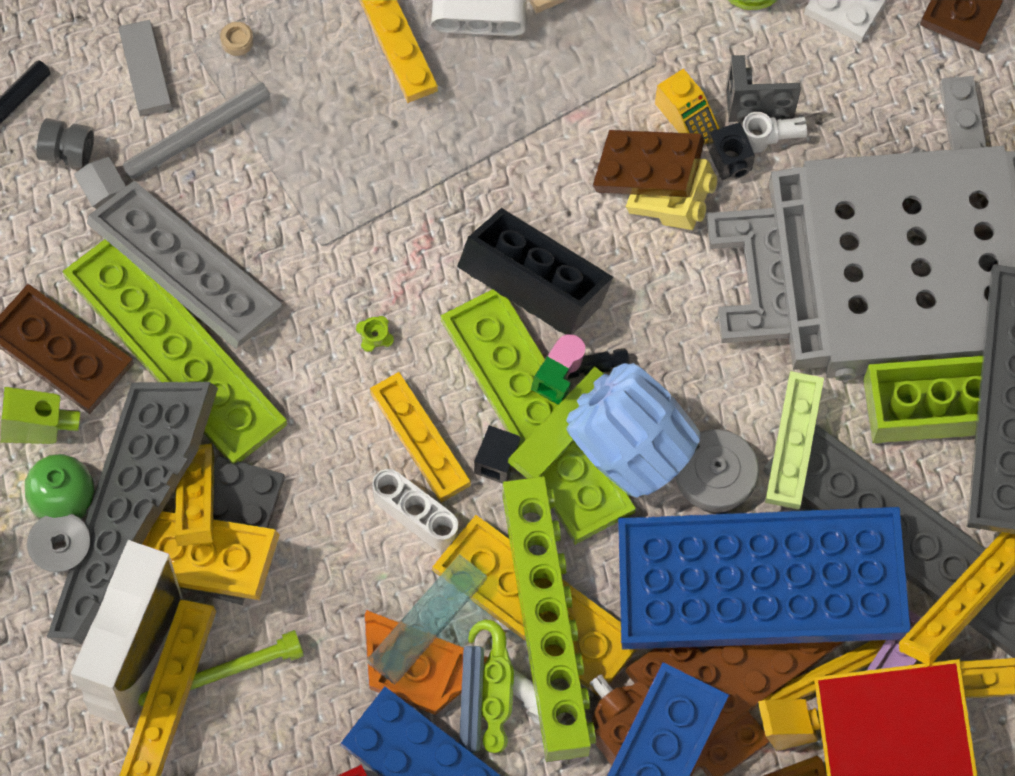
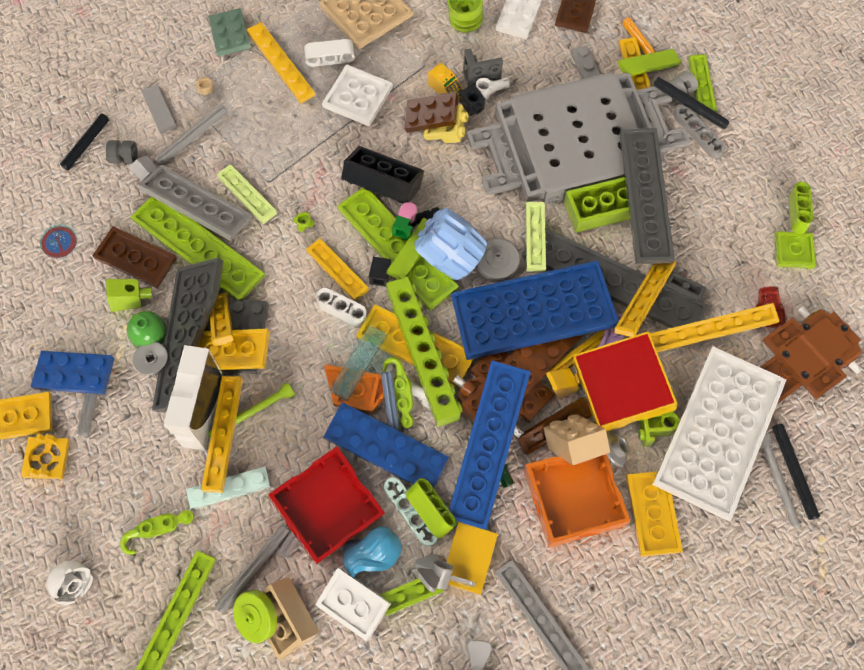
camera: 10 degrees left, 0 degrees up
(279, 263) = (247, 194): none -> yellowish green plate
(517, 106) = (357, 95): none -> white plate

